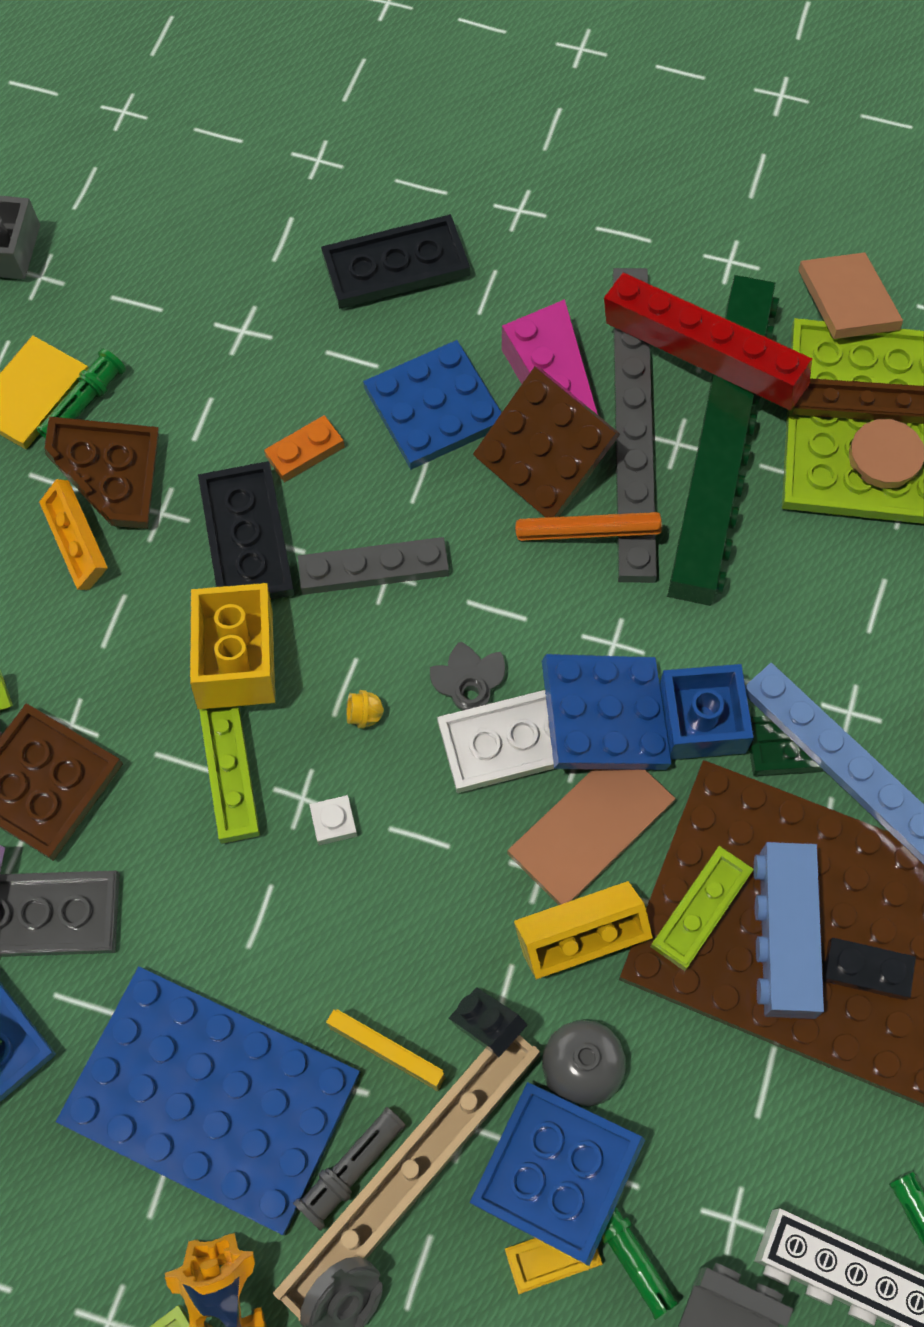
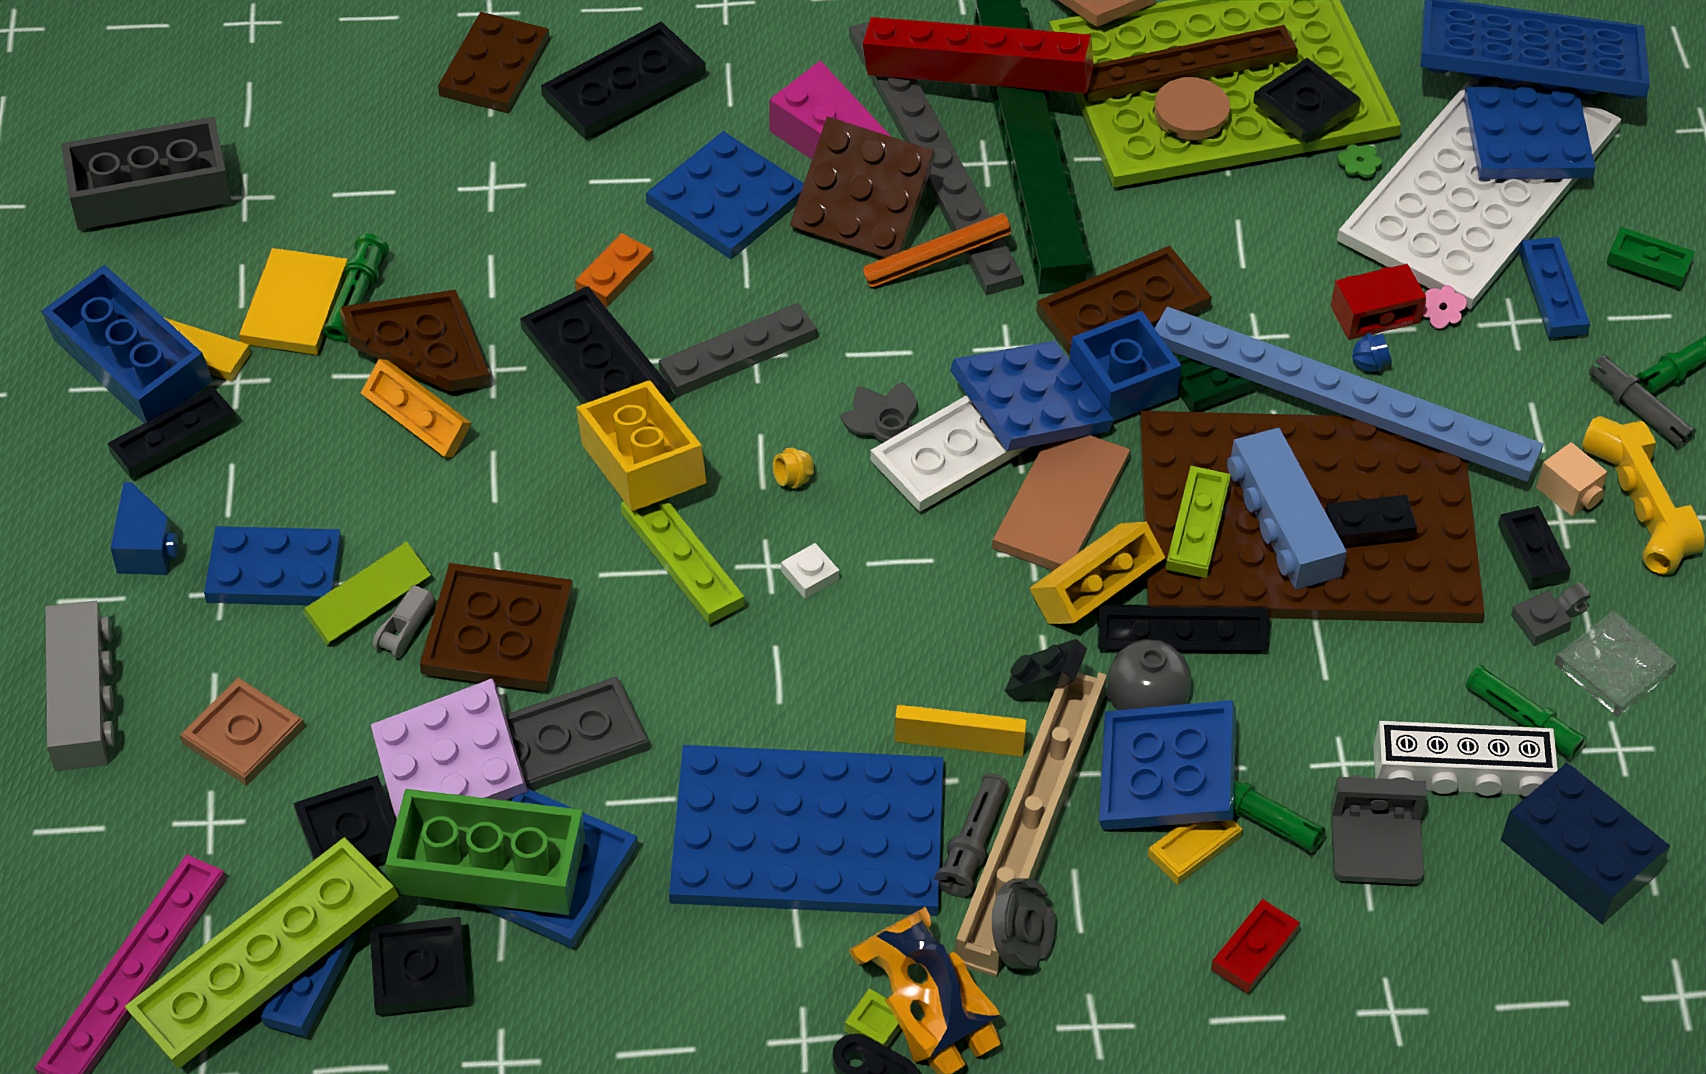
camera: 25 degrees left, 15 degrees down
(297, 210) = (494, 62): none -> reddish brown plate
(641, 1015) = (1184, 626): none -> black plate
(740, 633) = (1140, 285): none -> reddish brown plate

